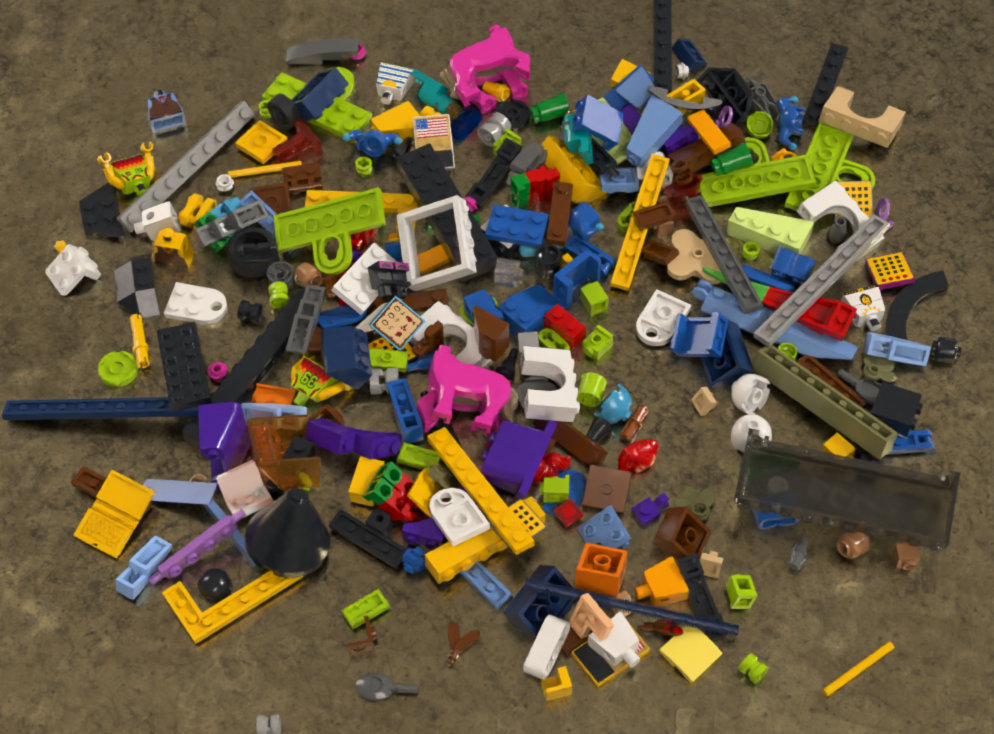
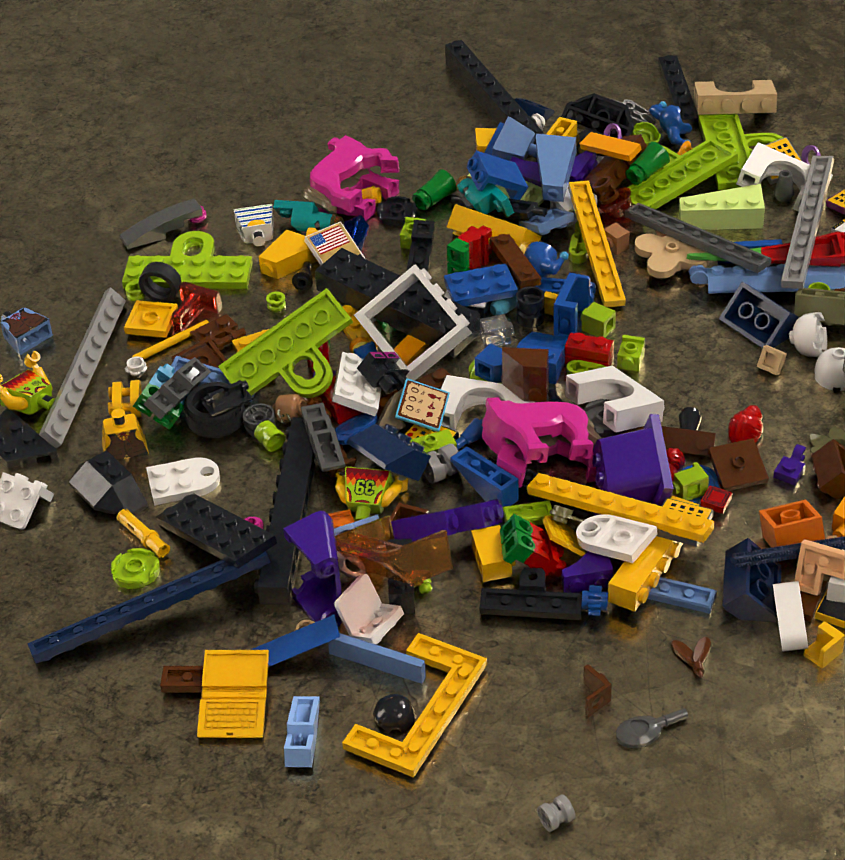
camera: 25 degrees left, 15 degrees down
(158, 219) = (88, 419): white torso -> none
(203, 543) = (352, 687): medium lavender plate -> none
(249, 311) = (243, 461): black wheel -> none
(288, 536) = (448, 621): black cone -> none
(319, 93) = (190, 252): dark blue slope -> none
(370, 605) = (572, 667): lime plate -> none
(372, 141) = (274, 275): blue piece -> none
(433, 338) = (467, 411): reddish brown hinge -> none
(493, 129) = (390, 224): light grey wheel -> none
(527, 339) = (557, 379): light grey panel -> none
(528, 159) = (447, 230): dark grey hinge -> none
(591, 389) = (659, 385): lime piece -> none
(605, 530) = (763, 494): medium blue hinge -> none
(615, 406) = (691, 392): dark azure cylinder -> none
(634, 422) = (718, 403): dark orange axle -> none
(654, 215) = (608, 230): reddish brown tile -> none
(659, 252) = (634, 261): reddish brown tile -> none
(660, 318) = (676, 310): white plate -> none
(699, 336) = (728, 307): blue panel -> none
(706, 102) = (580, 133): slope -> none
(750, 245) = (716, 229): lime bush -> none
(792, 265) = (767, 225): blue brick -> none

